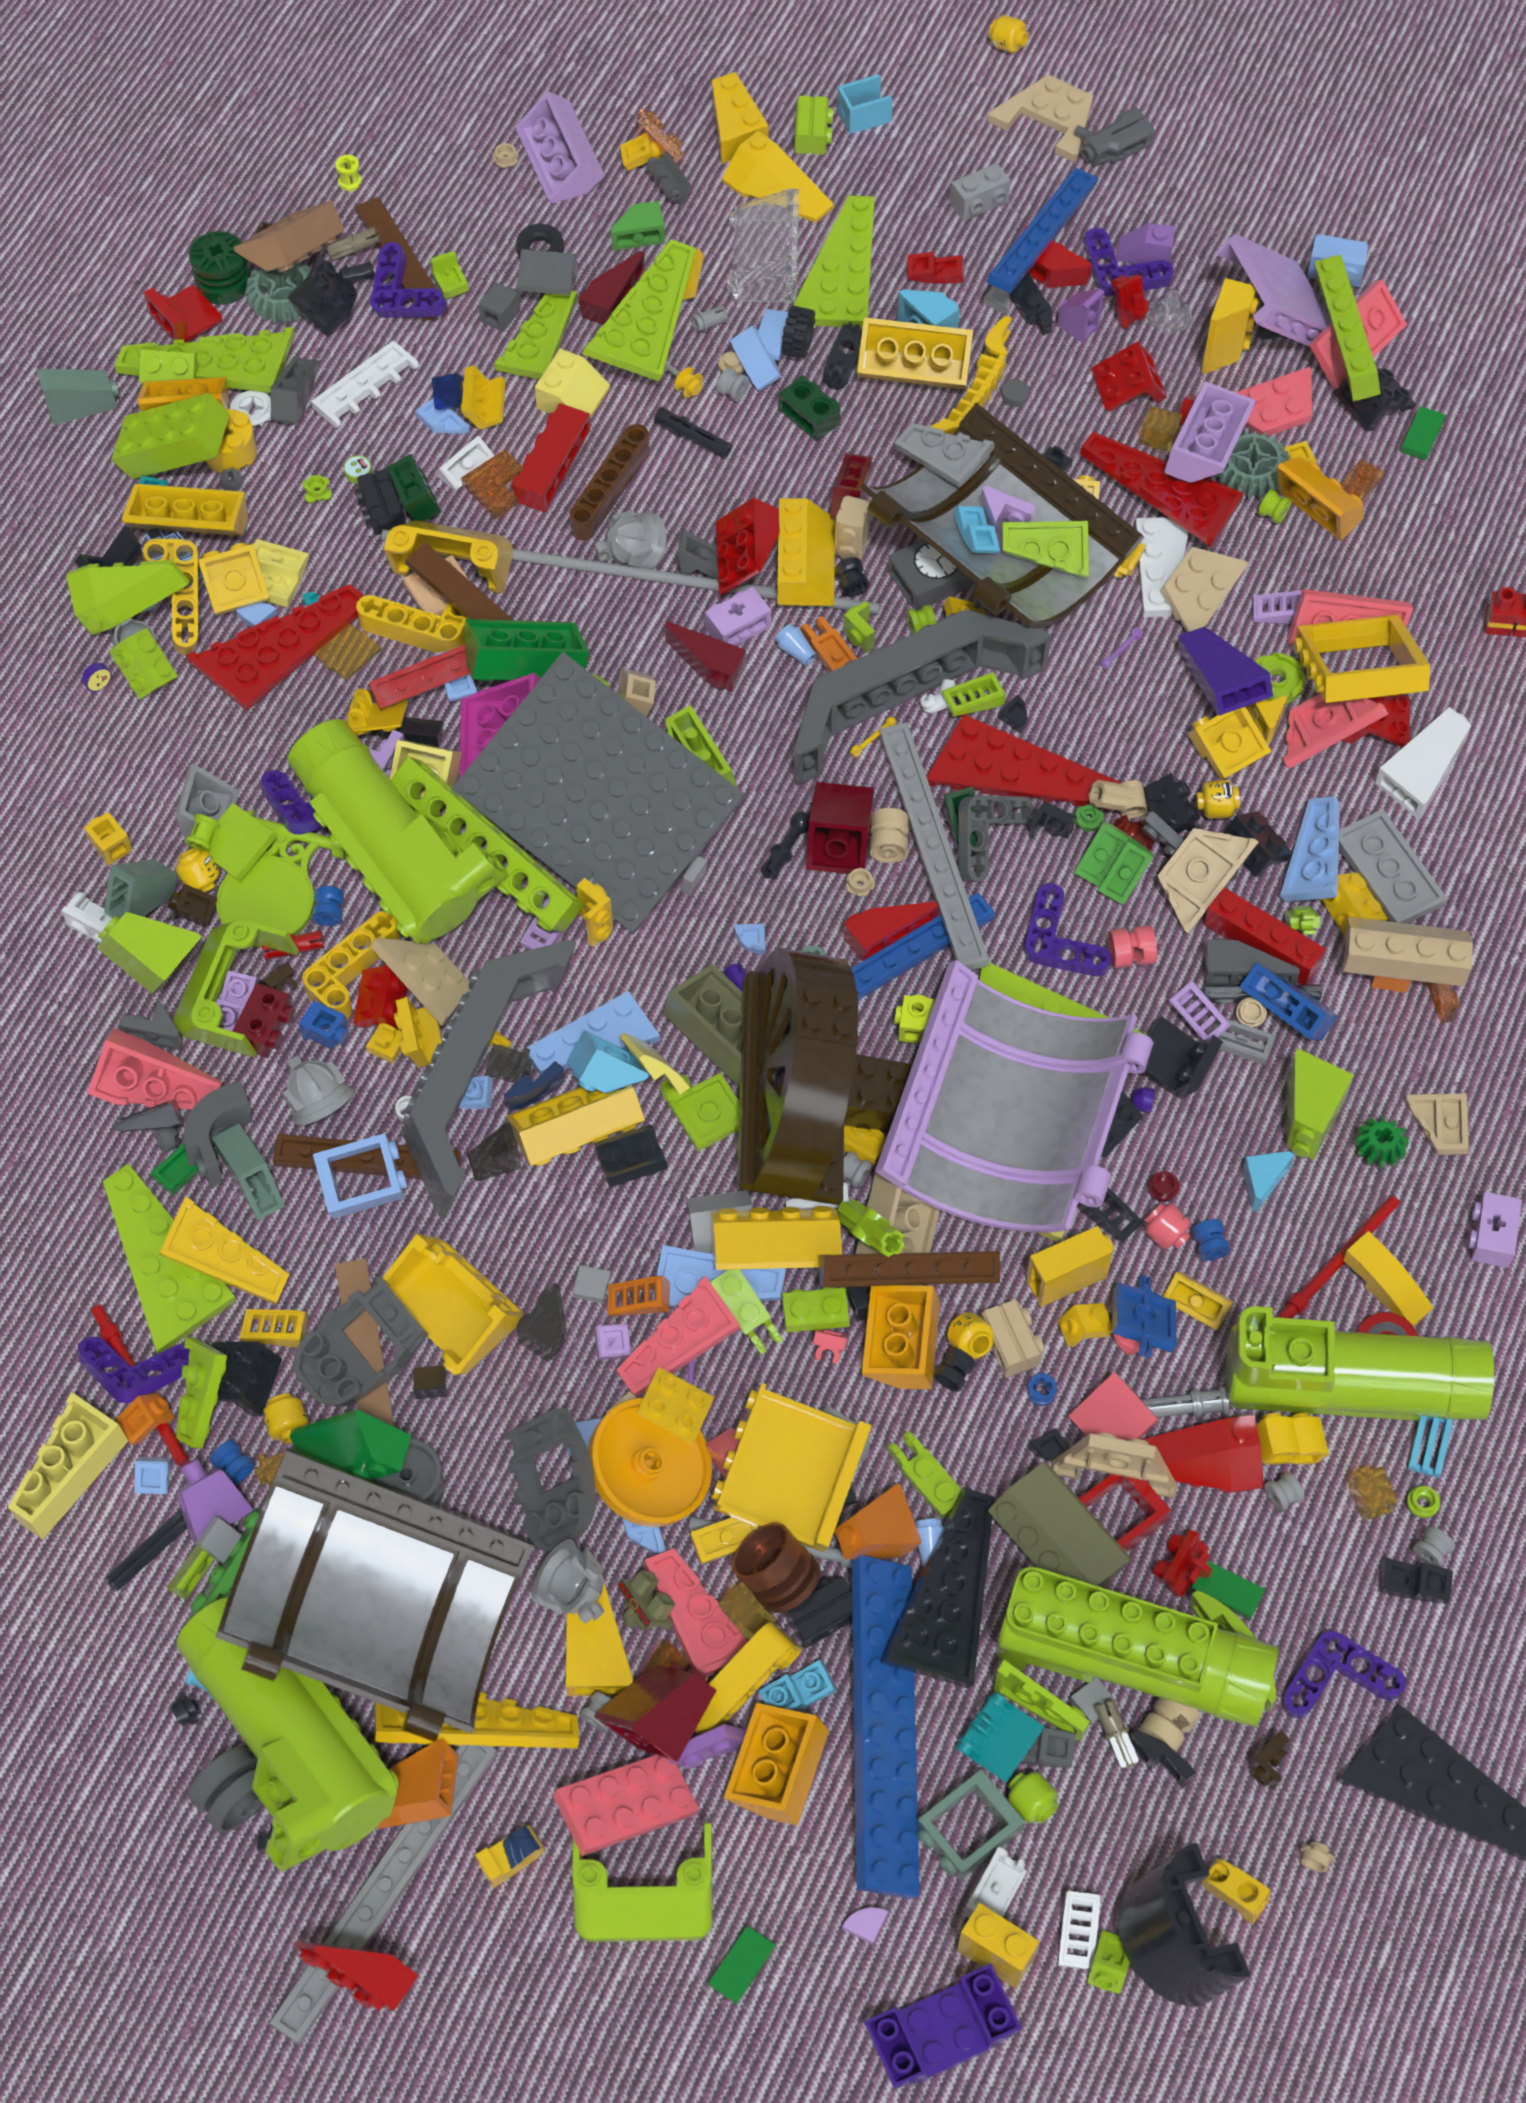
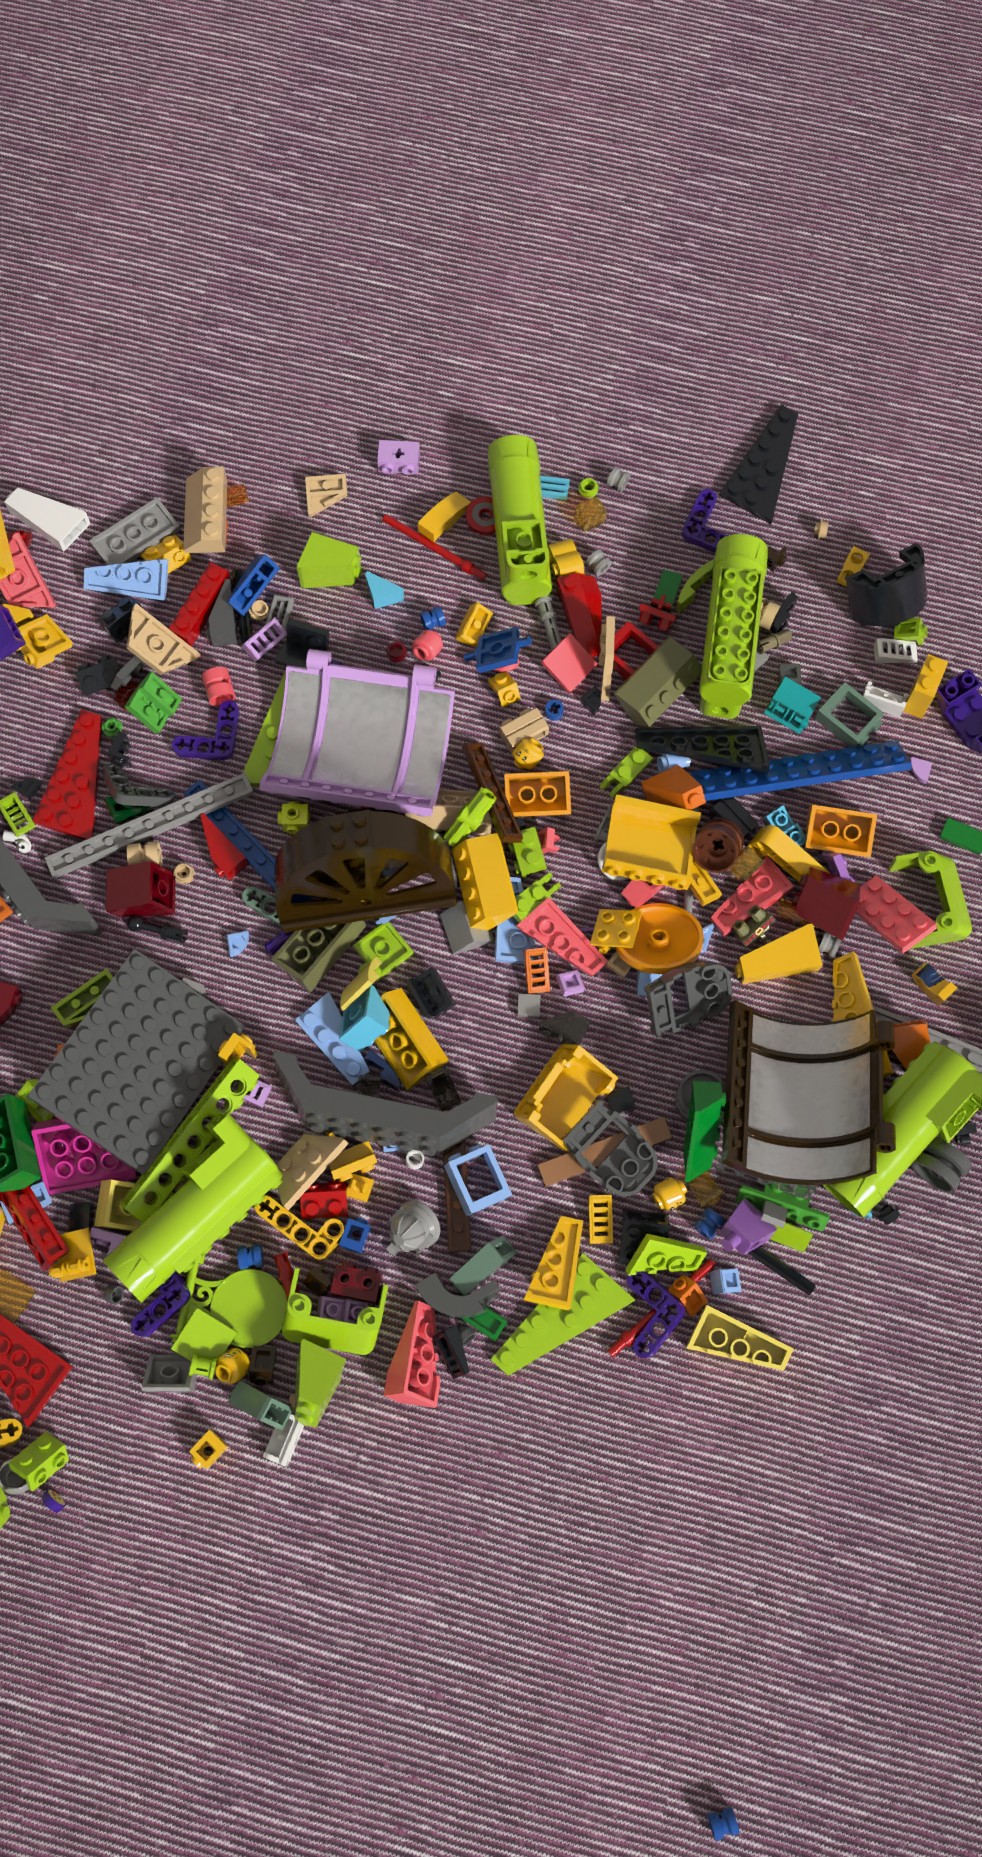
camera: 100 degrees left, 10 degrees up
(158, 1031) = (375, 1360): dark grey slope -> none
(570, 1582) = (761, 968): light grey helmet -> none
(637, 689) = (33, 1056): tan slope -> none
(857, 749) = (42, 872): yellow hinge -> none
(954, 1370) = (551, 761): black wheel -> none
(1033, 1797) = (825, 682): lime head -> none
(1037, 1700) = (764, 684): lime wing -> none
(1069, 1266) = (471, 696): yellow brick -> none
(1124, 797) = (97, 706): tan piece -> none
(1218, 799) = (91, 643): yellow head -> none
(1303, 918) = (184, 582): lime plate -> none
(1373, 1133) = (346, 525): green gear -> none
(1415, 1582) = (640, 489): black slope -> none

